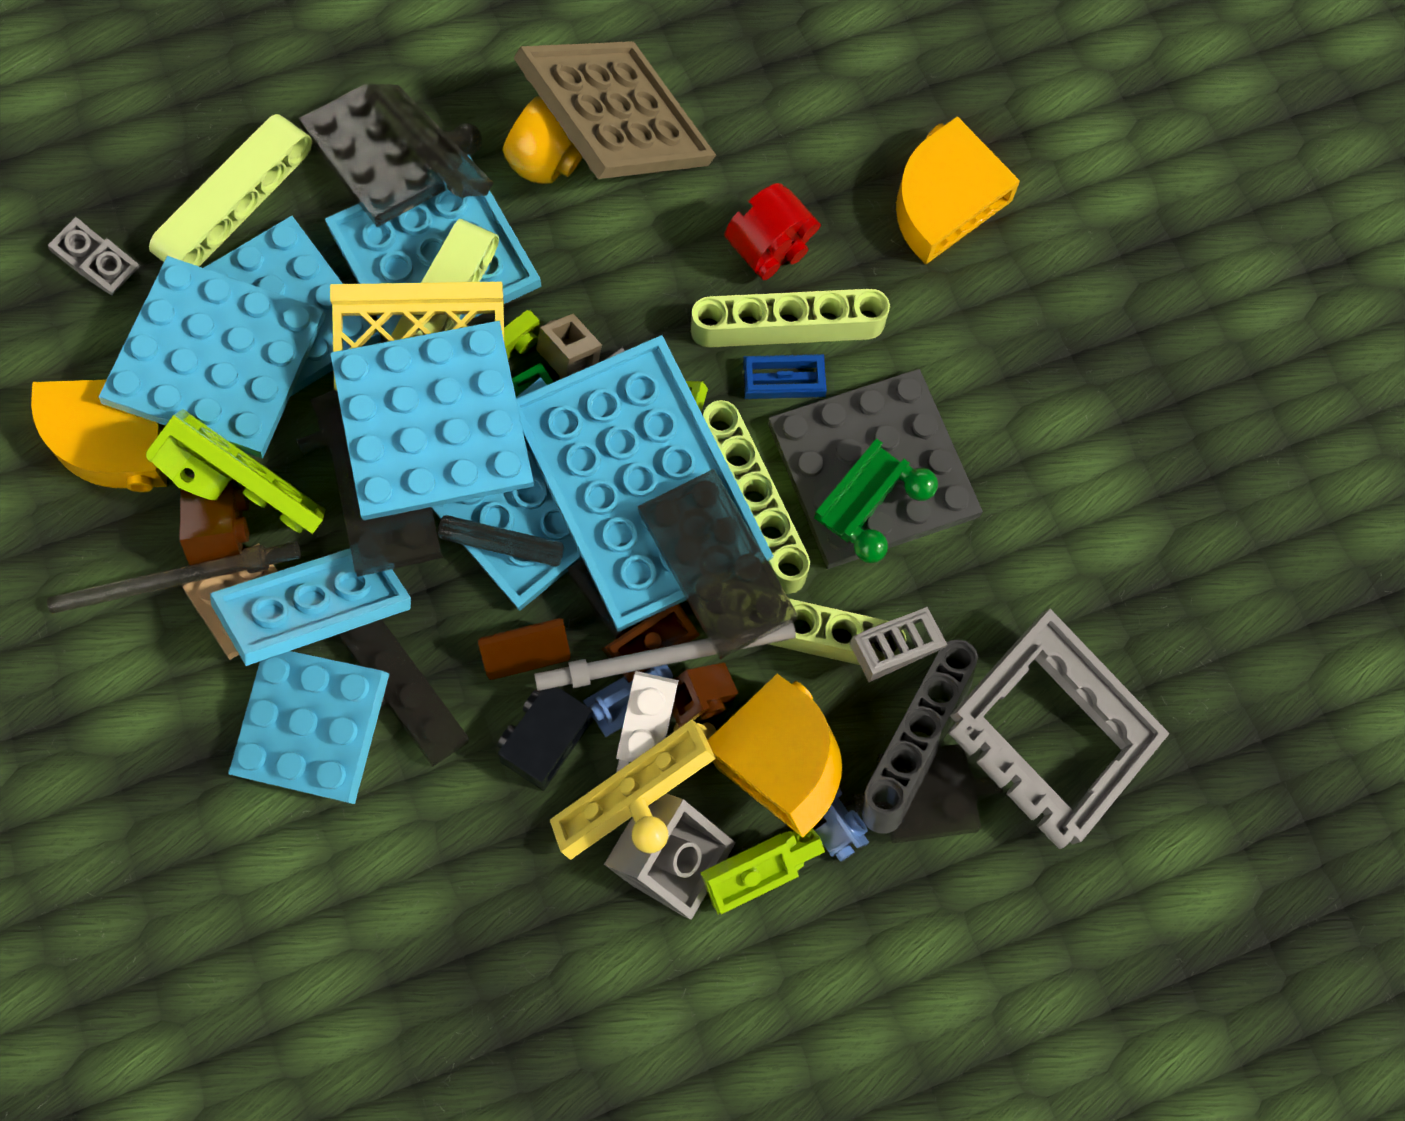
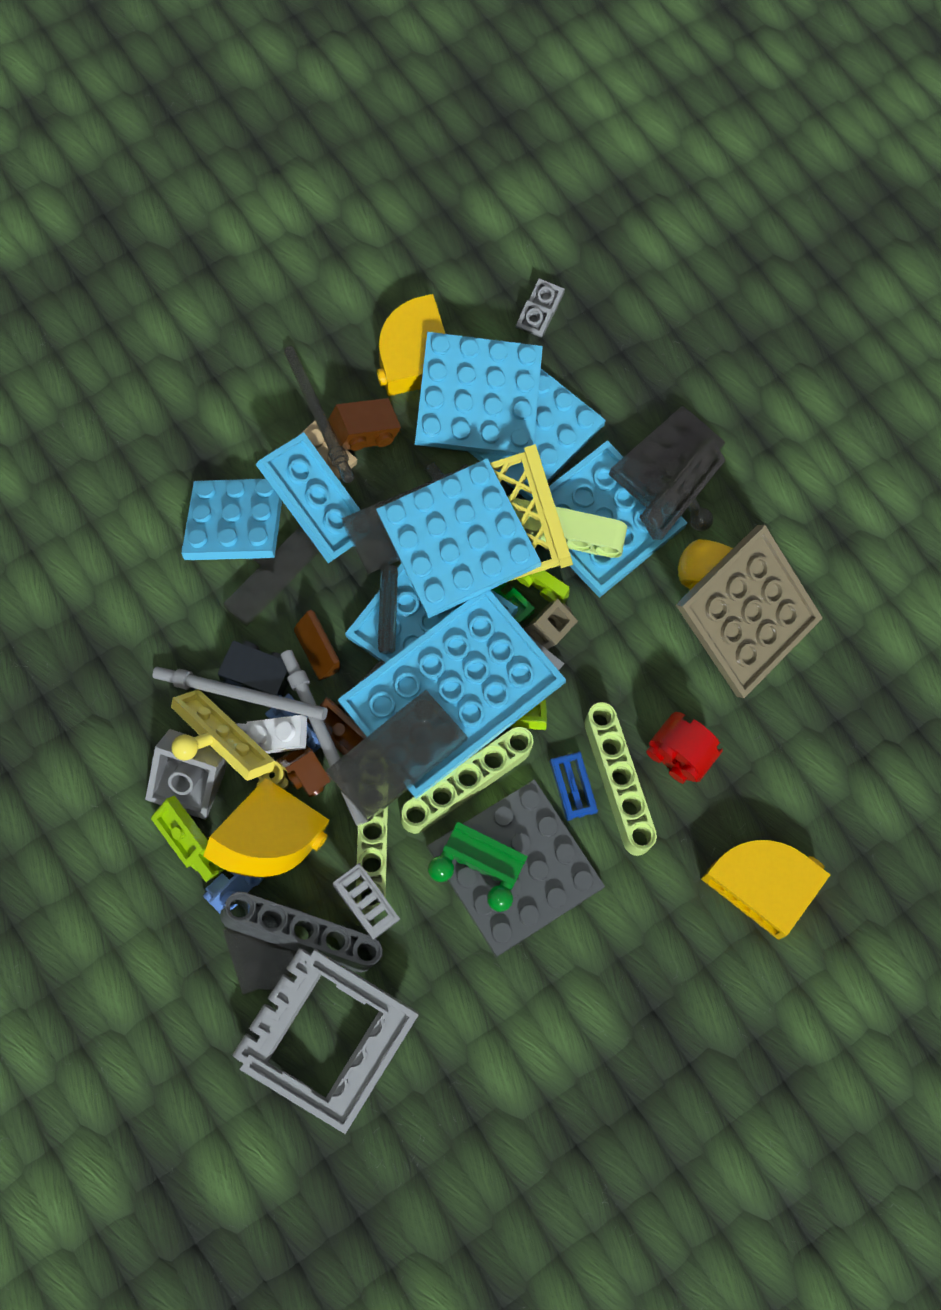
camera: 75 degrees right, 0 degrees up
(215, 461) = (396, 420): lime plate -> none
(232, 192) = (610, 378): yellowish green beam -> none
(533, 834) = (185, 679): none -> light grey bar

